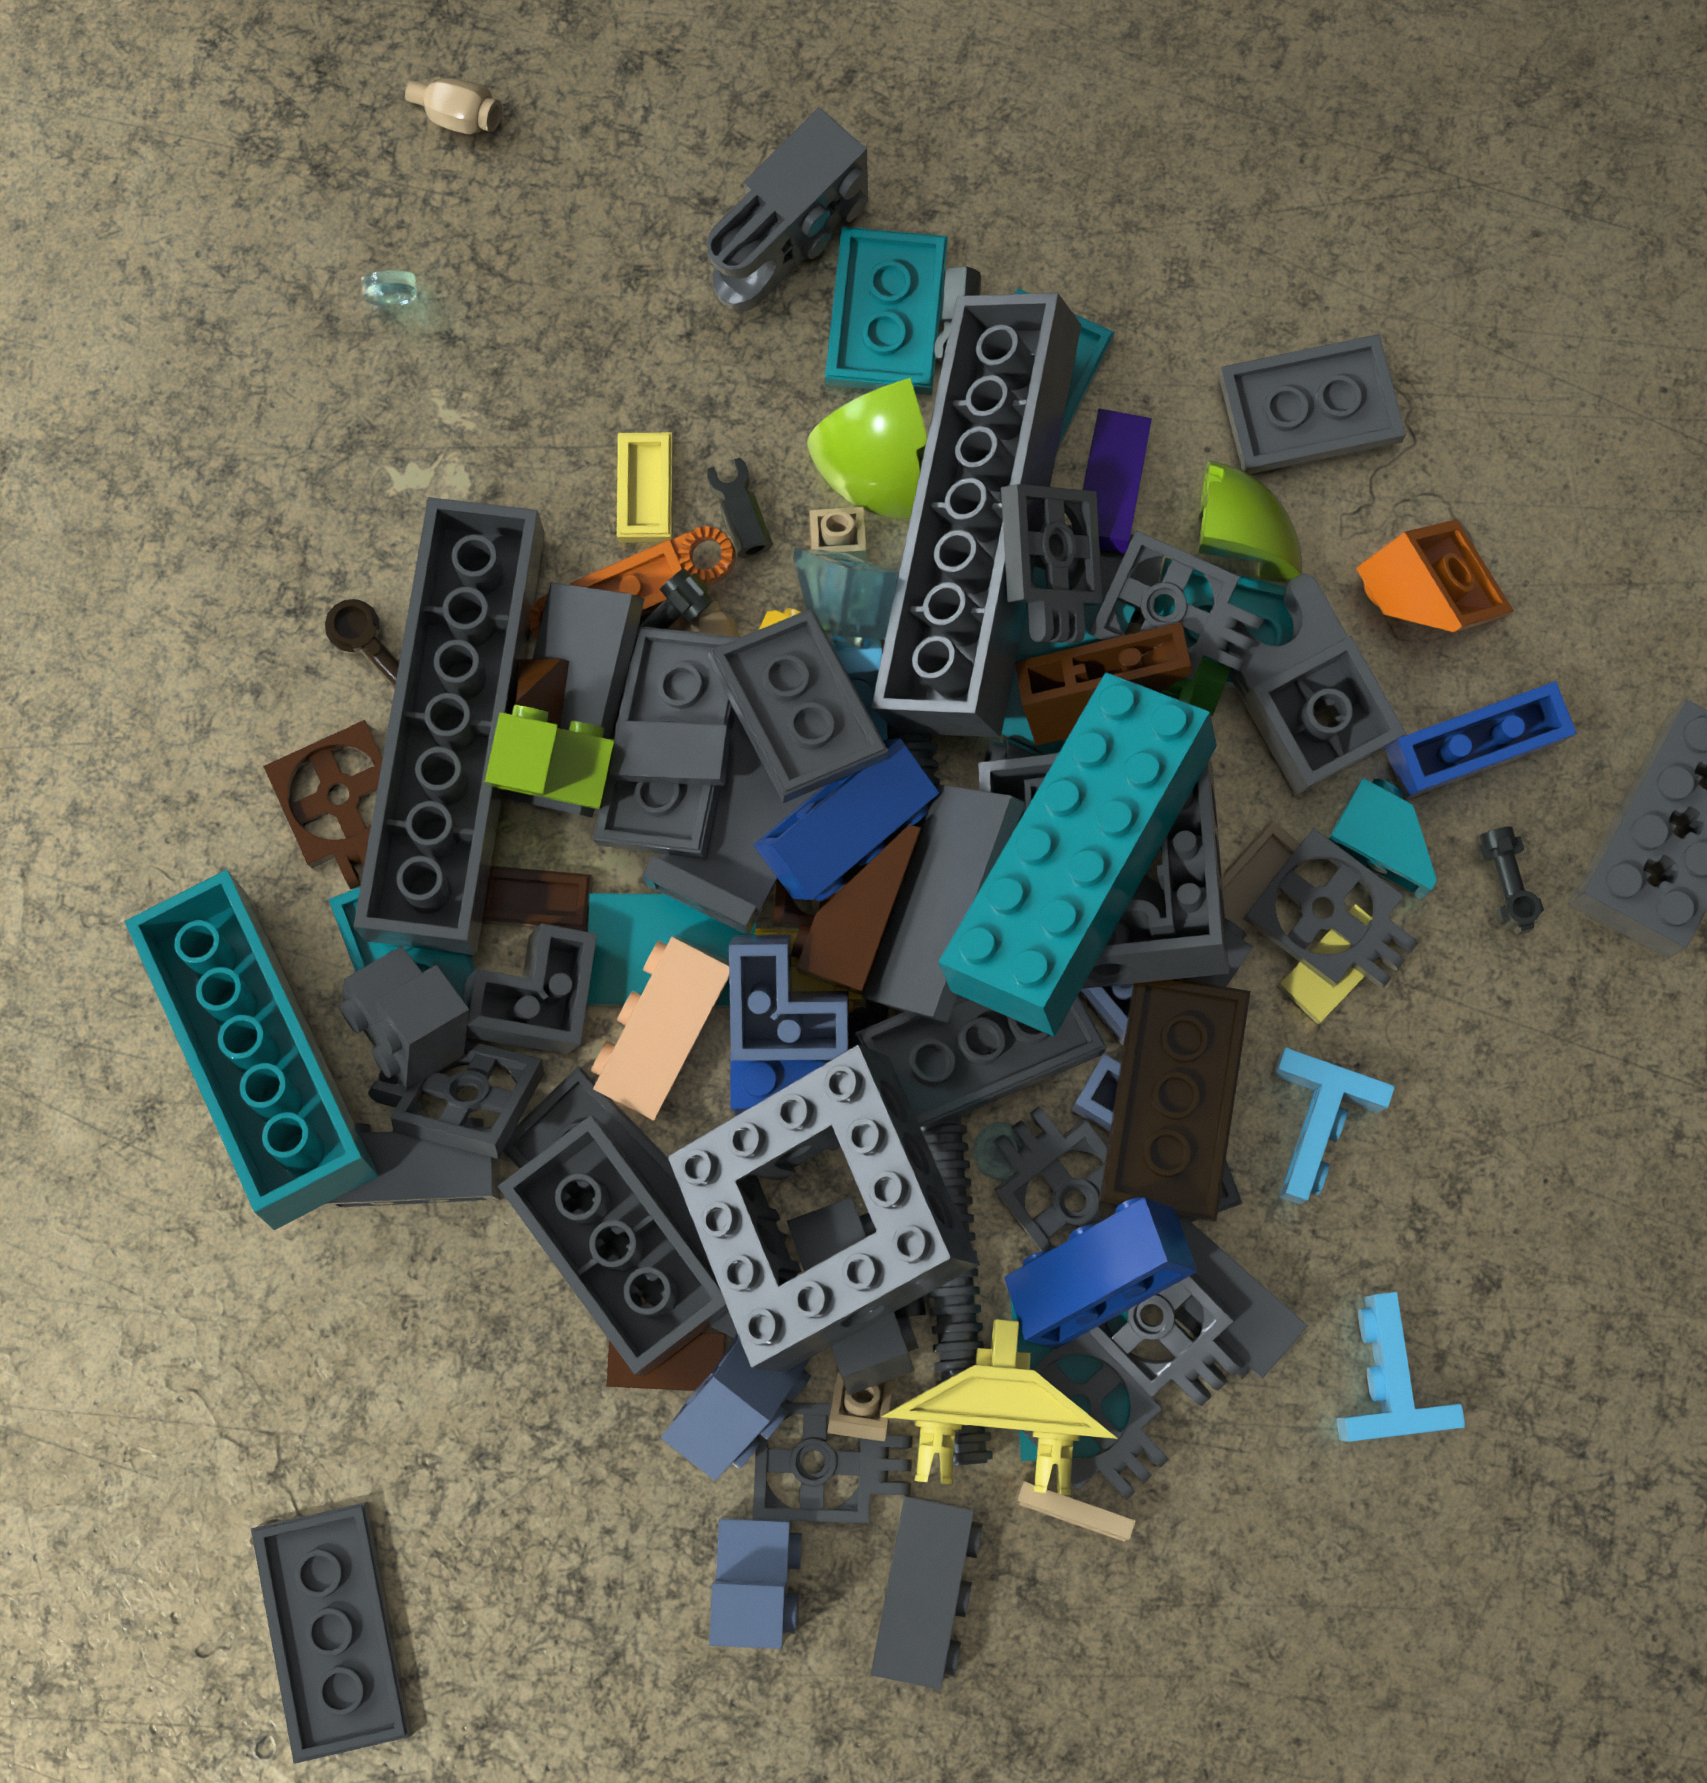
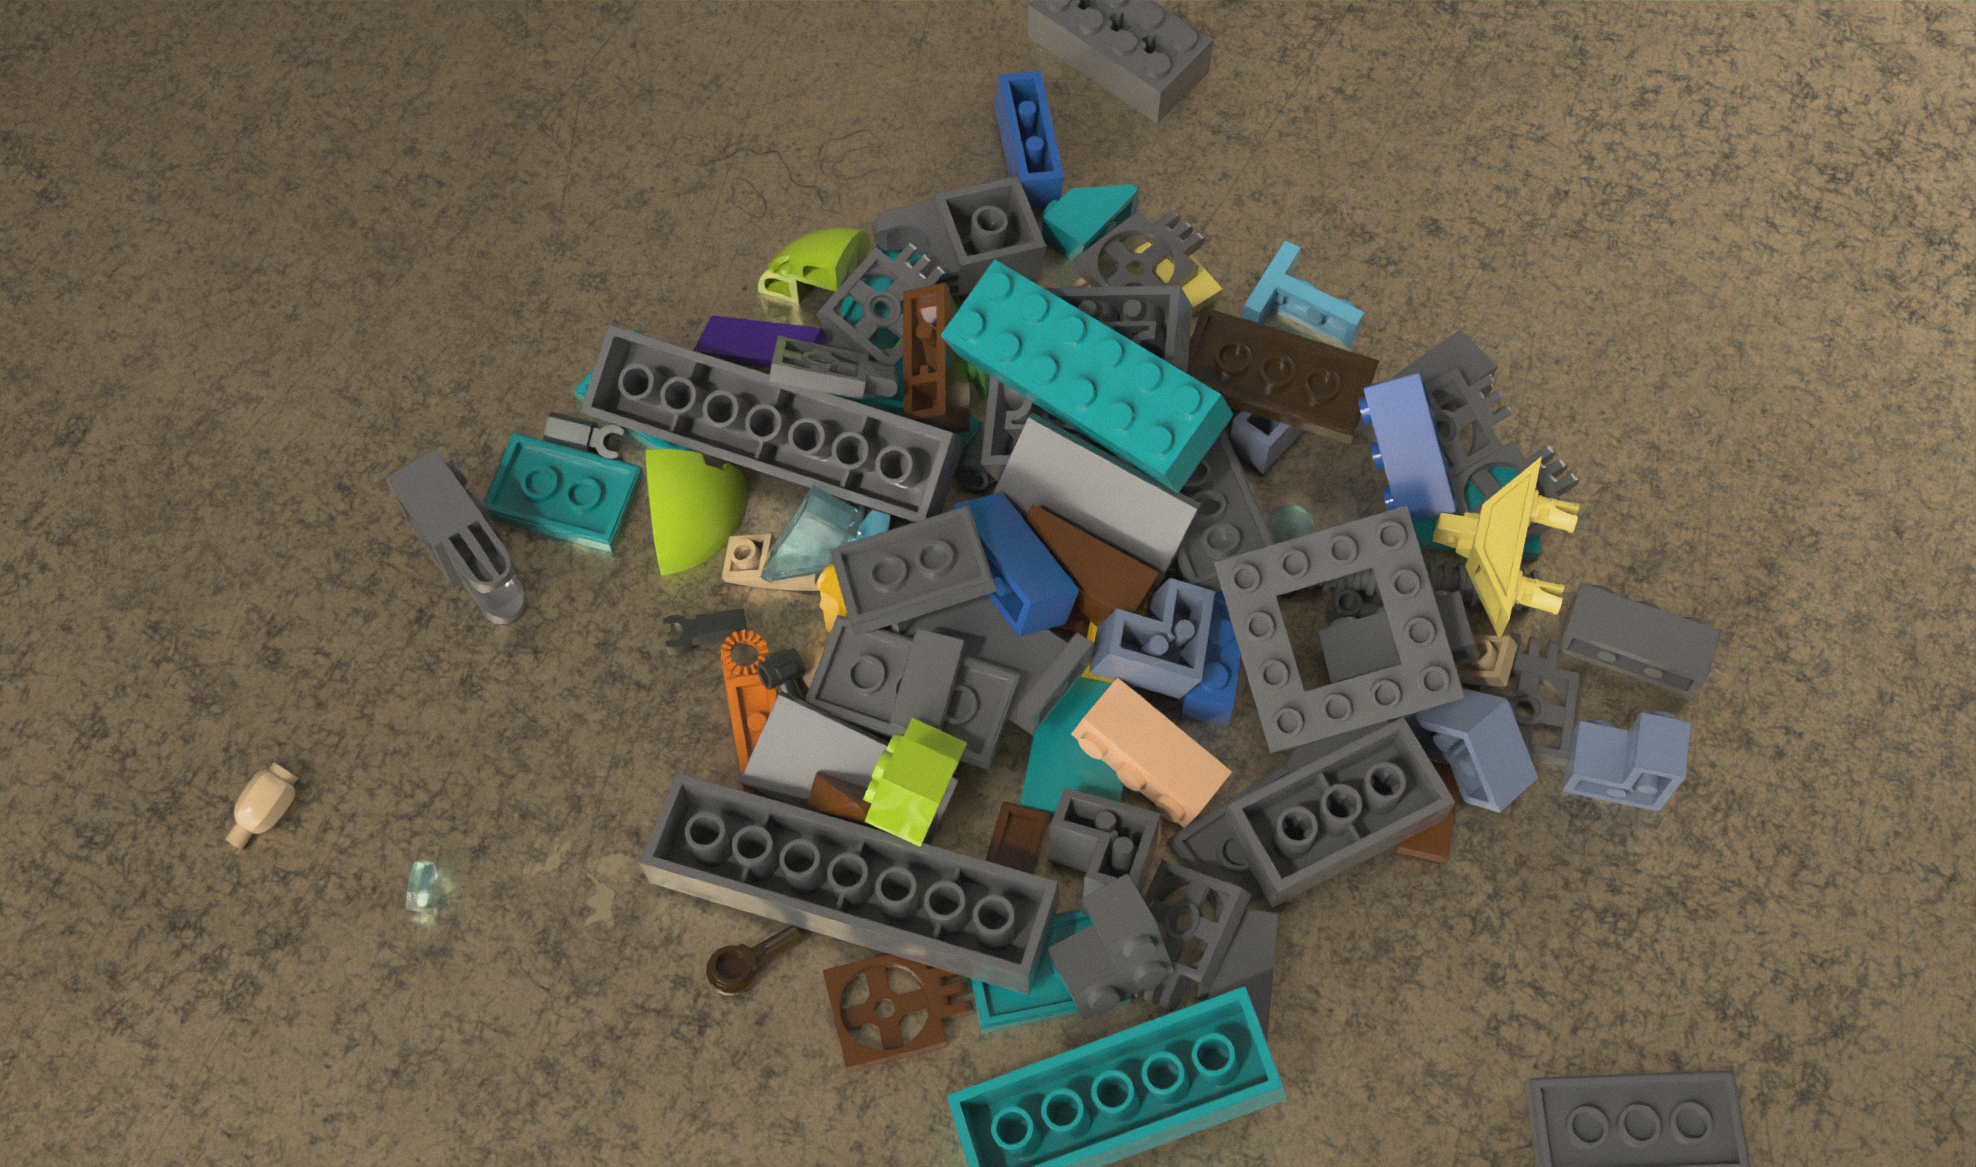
camera: 85 degrees left, 15 degrees down
(645, 487) = (665, 705): light yellow tile -> none
(1041, 1156) = (1303, 493): dark grey piece -> none
(1076, 1512) = (1586, 516): tan tile -> none
(1311, 404) = (731, 206): dark grey plate -> none
(1391, 1381) = (1502, 291): medium azure bracket -> none
(1434, 579) = (895, 152): orange slope -> none
(1520, 906) = (1158, 149): pearl dark grey bar -> none

